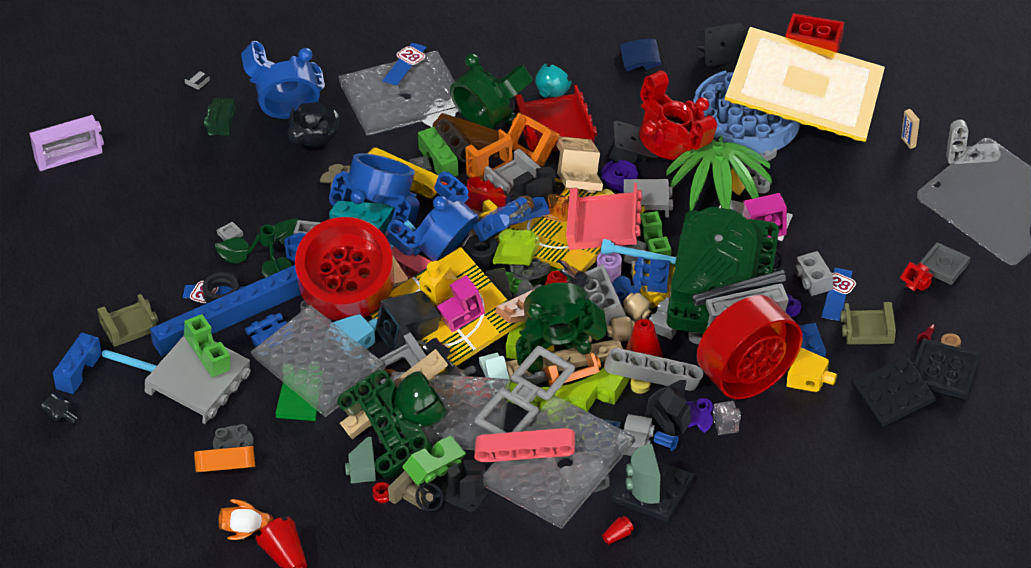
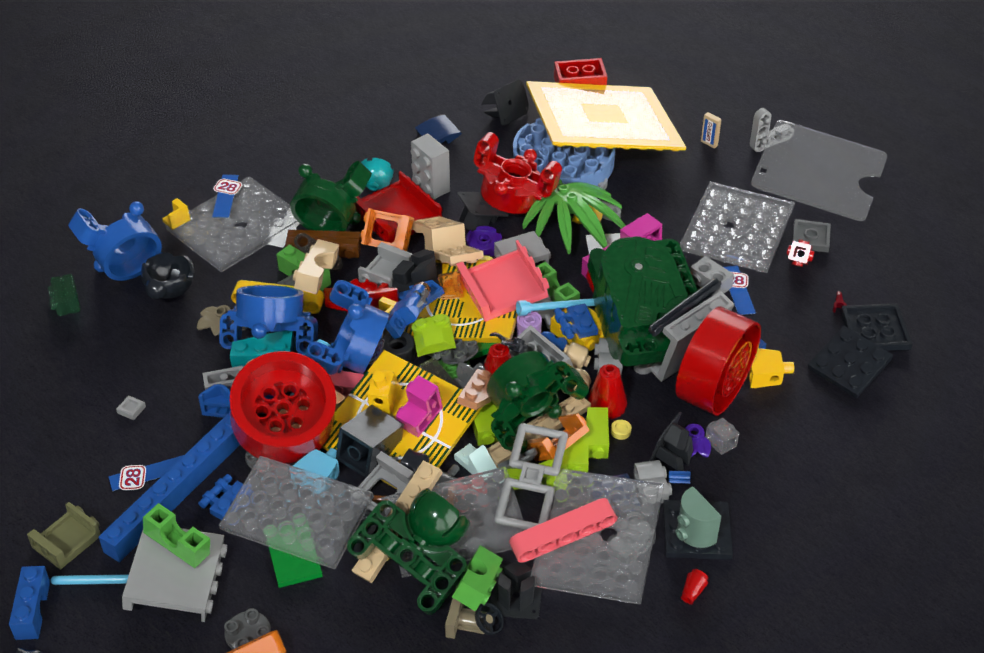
camera: 25 degrees left, 0 degrees up
(197, 79) = (21, 266): light grey tile -> none
(216, 280) = (145, 459): black tyre -> none
(236, 249) = (146, 422): dark green plant -> none
(351, 71) = (179, 215): none -> yellow panel
(361, 463) = (400, 606): sand green slope -> none
(381, 498) = (431, 636): red bush -> none
(428, 159) = (311, 270): none -> tan arch
(478, 160) = (350, 262): orange window -> none
(603, 88) = (430, 166): none -> light grey brick
(652, 368) = (632, 411): light grey beam -> none
(869, 325) = (787, 309): olive panel -> none
(899, 233) = (756, 232): none -> clear plate
(951, 339) = (862, 299): medium nougat tile -> none

